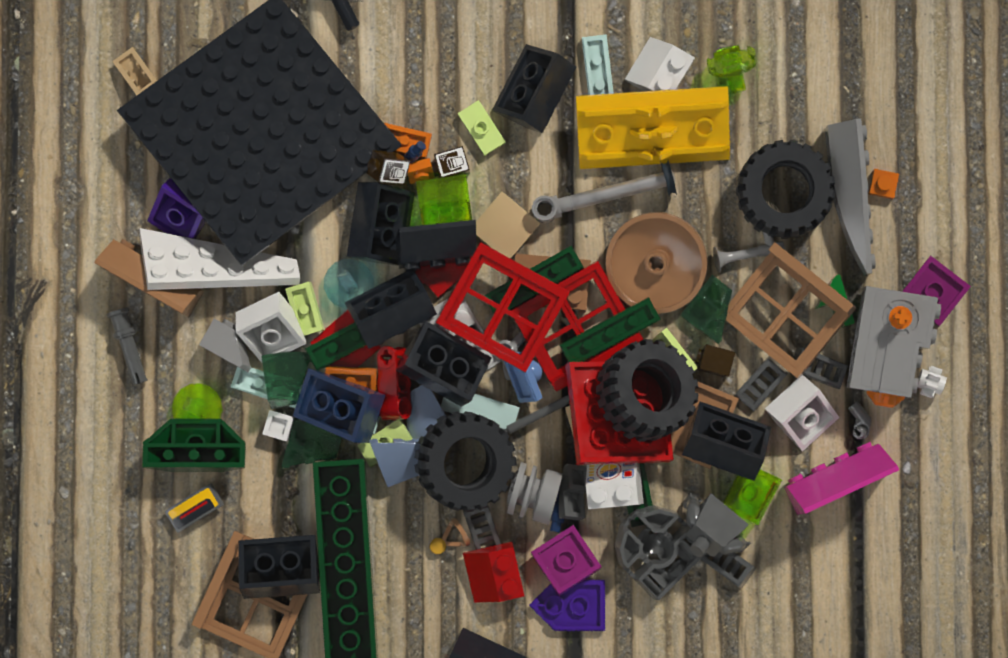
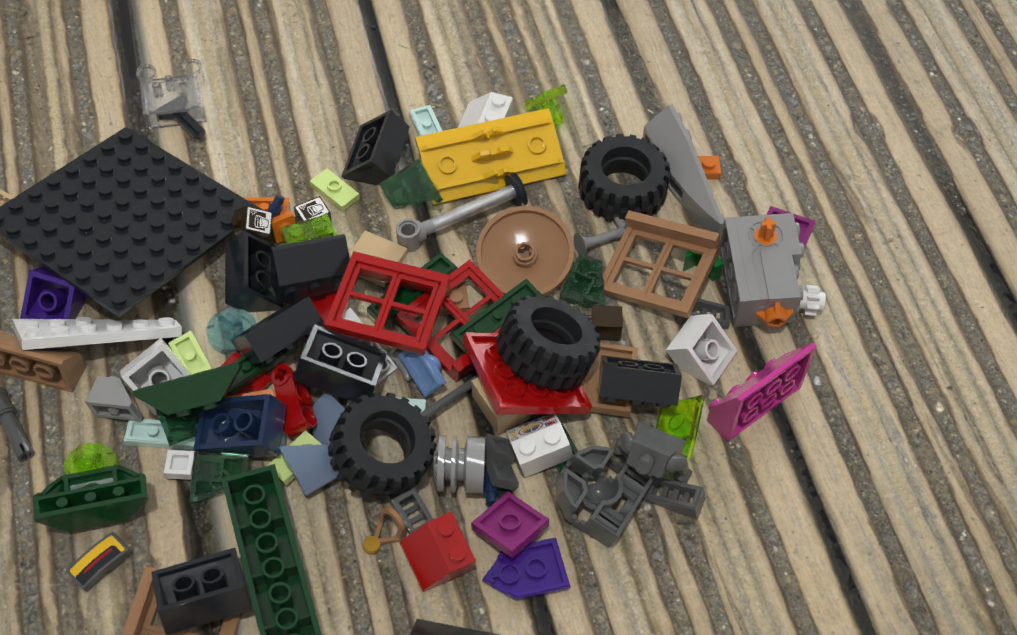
camera: 20 degrees left, 30 degrees down
(297, 367) = (191, 390): none -> dark green wedge
(560, 151) = (410, 186): none -> clear green slope
(782, 373) = (663, 319): dark grey slope -> none
(862, 421) = (760, 347): dark grey arm -> none

